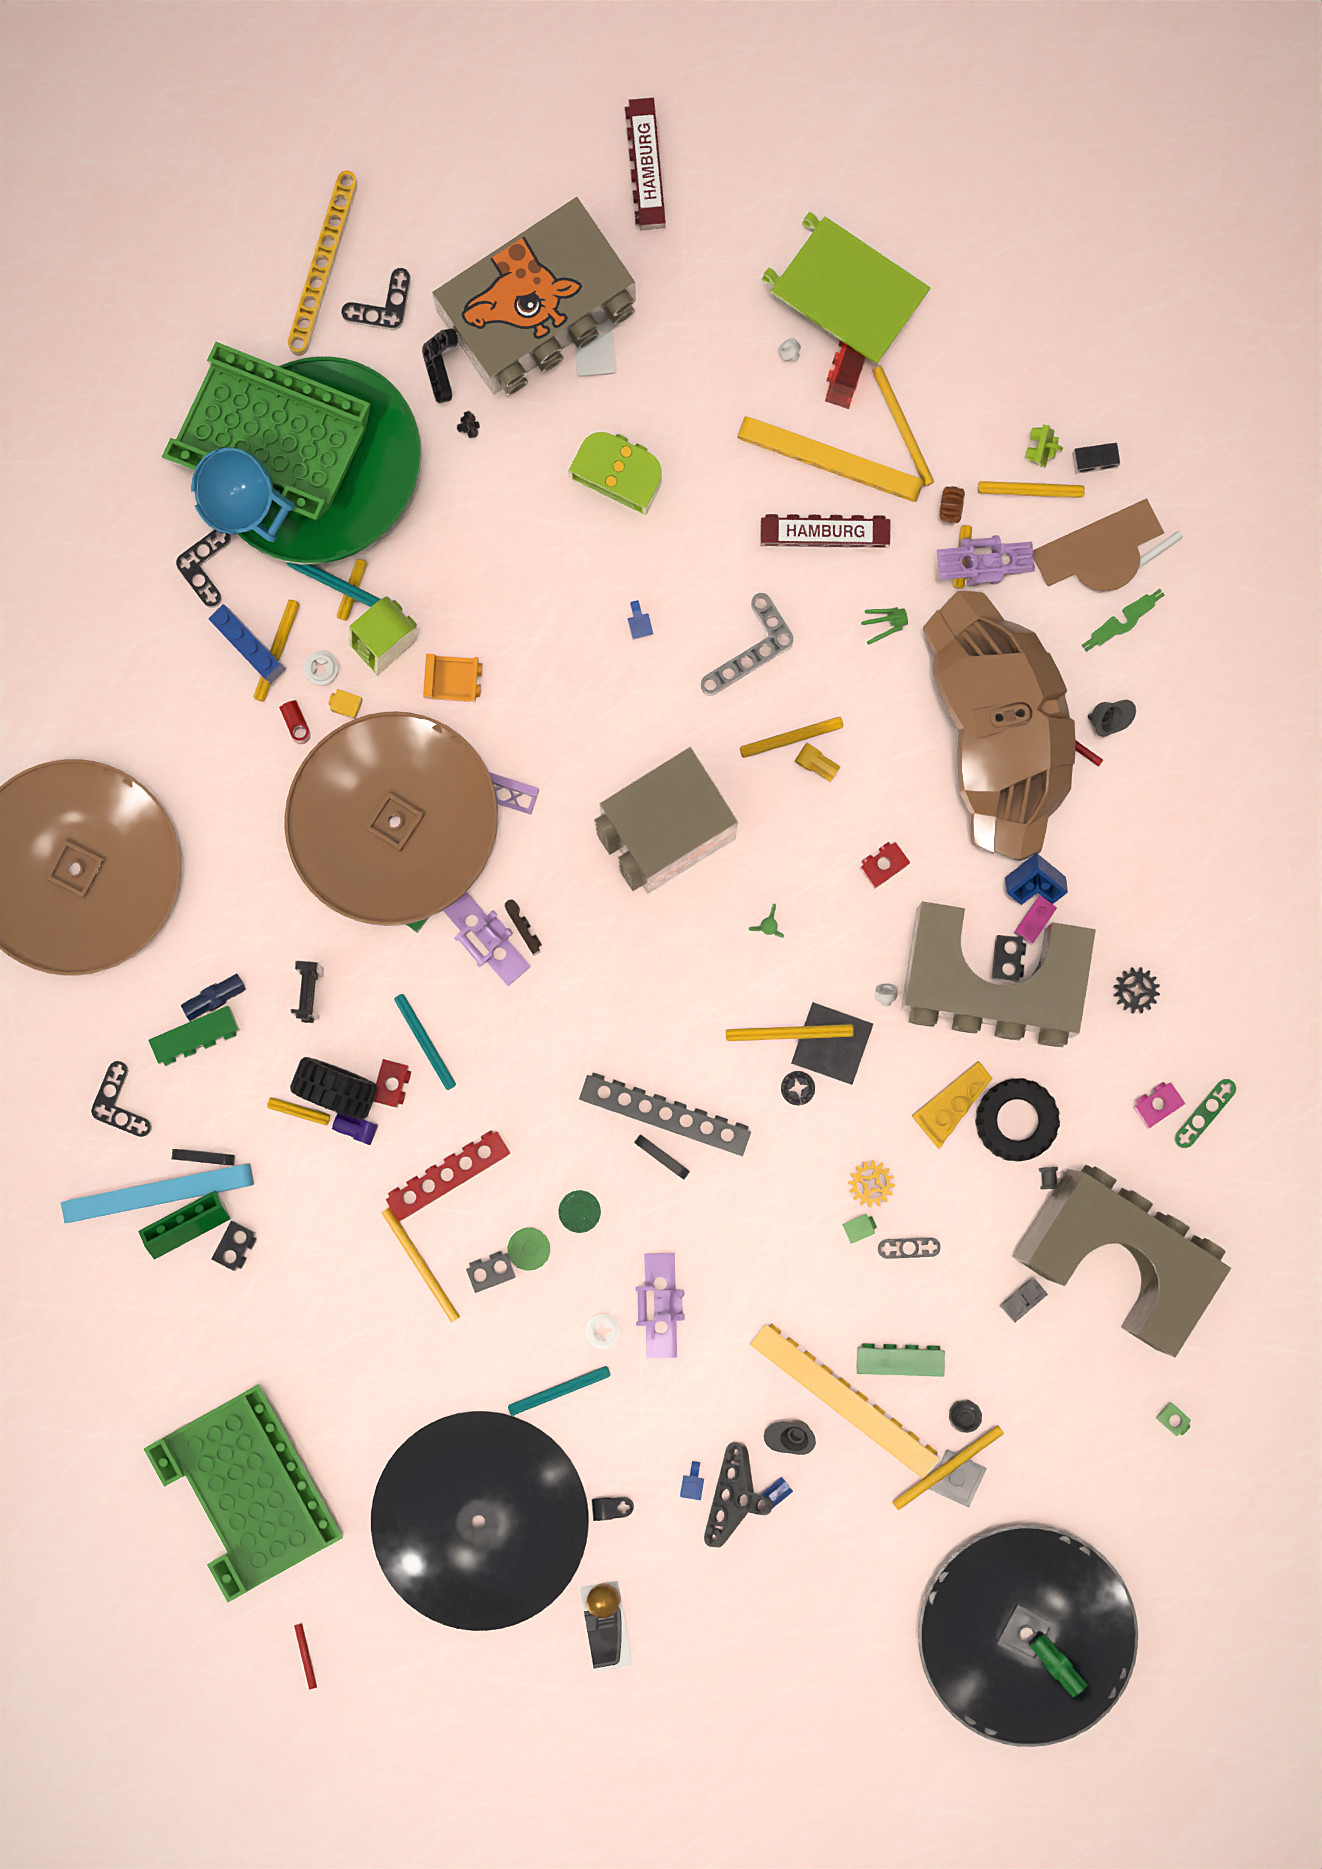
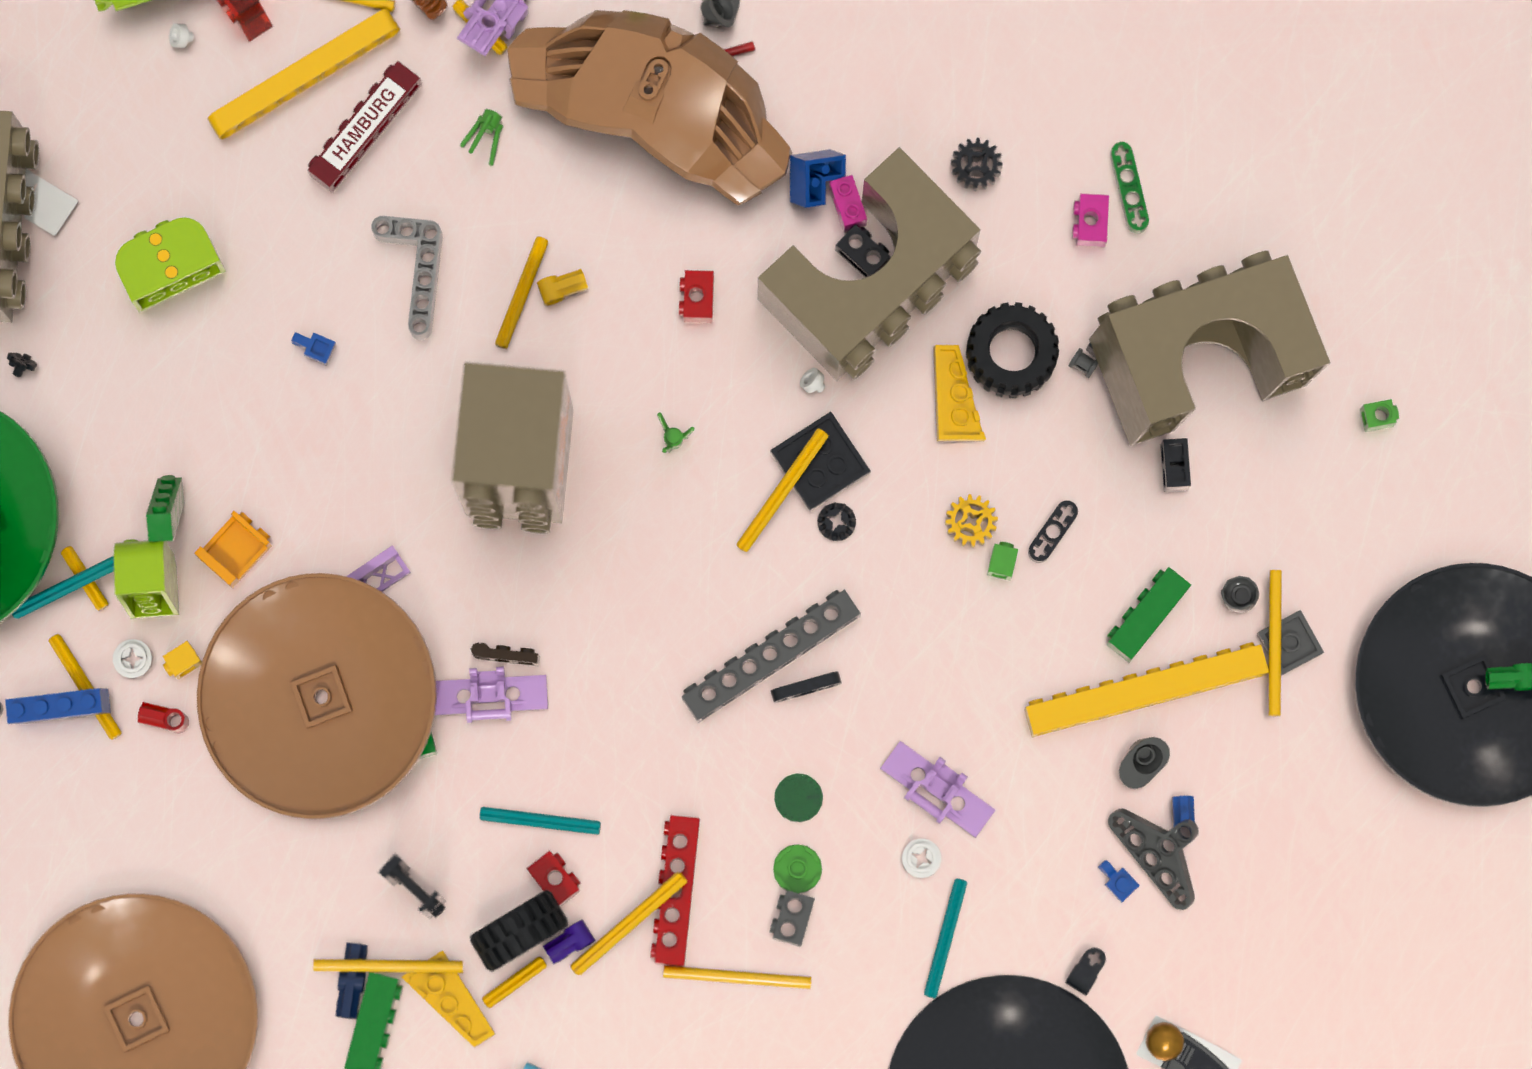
camera: 55 degrees left, 5 degrees down
(241, 1014) = (363, 965): none -> yellow piece
(254, 1073) = (452, 1001): none -> yellow wing
(398, 1160) = (628, 923): none -> yellow axle
(439, 610) = (165, 509): none -> green brick

